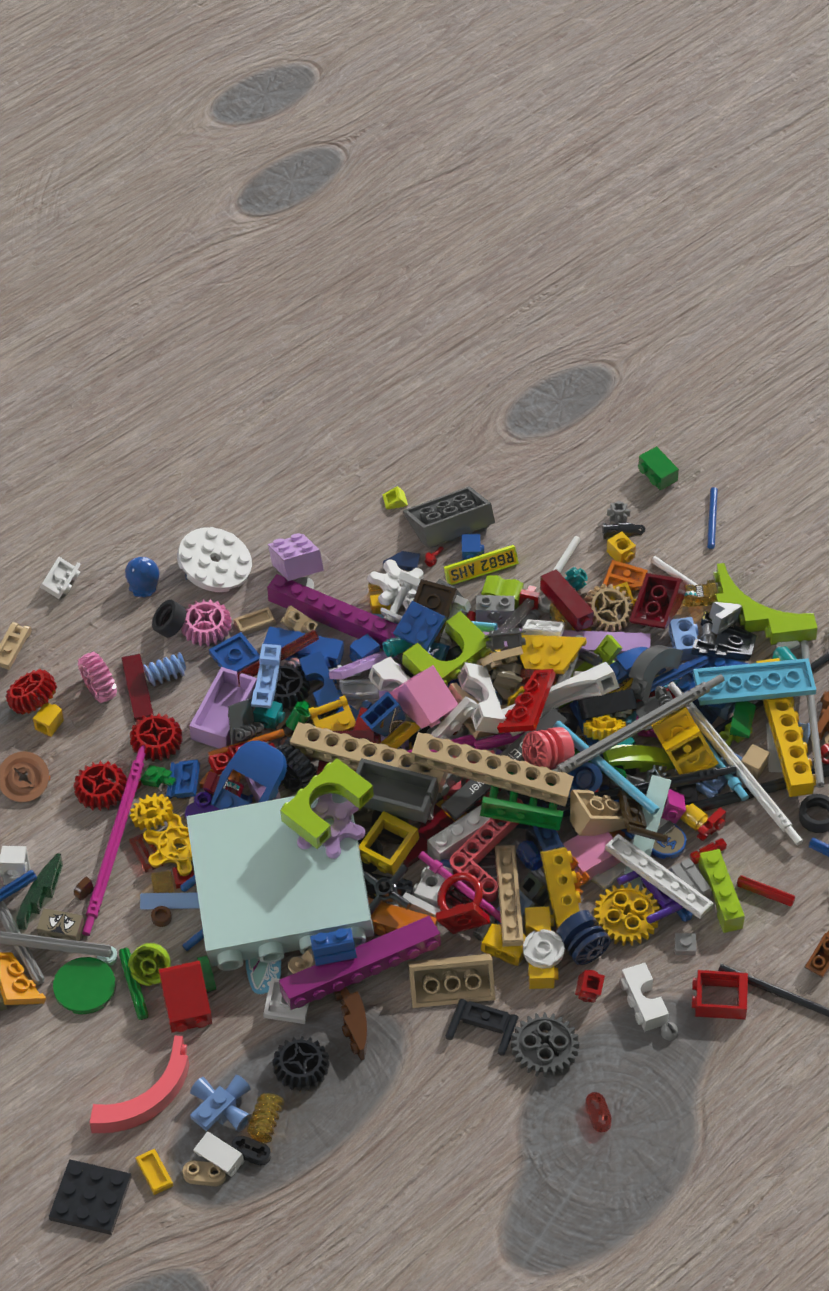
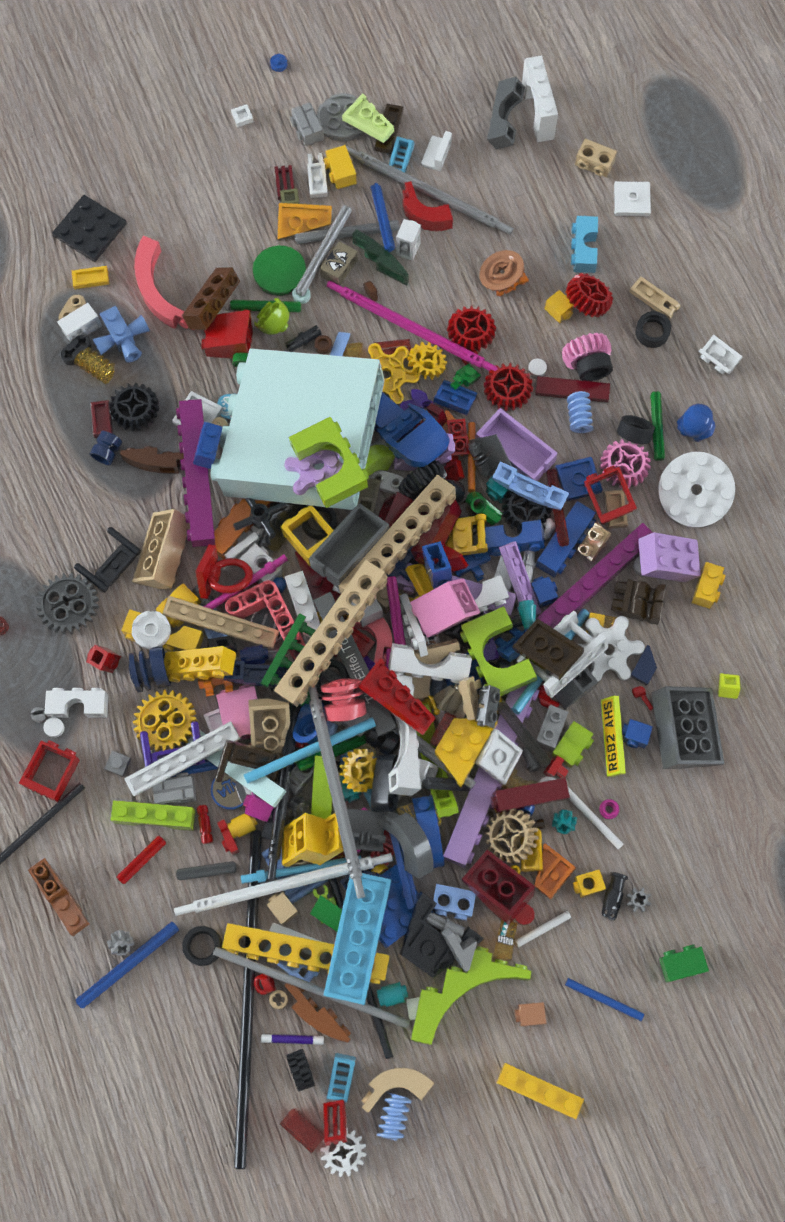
camera: 110 degrees right, 20 degrees up
(48, 648) = (659, 318): none -> black tyre
(115, 666) = (594, 367): none -> black tyre
(117, 1022) = (211, 298): none -> reddish brown brick
(123, 722) = (537, 367): none -> white tile
(148, 611) = (657, 421): none -> green axle
(162, 933) = (303, 338): none -> black pin
(260, 607) = (621, 511): none -> red window
(312, 527) = (708, 584): none -> yellow brick
(324, 1095) = (101, 417): none -> dark red tile
(345, 583) = (635, 600): none -> dark brown hips
(360, 1070) = (104, 450): none -> dark blue wheel
(419, 625) = (532, 633): blue plate -> none
(548, 549) = (613, 804): none -> dark pink plate
(677, 1012) = (53, 727): none -> white tile
(749, 834) = (206, 870): none -> dark grey axle
(751, 559) = (530, 1014): none -> nougat brick
(810, 537) = (540, 1091): none -> yellow arch

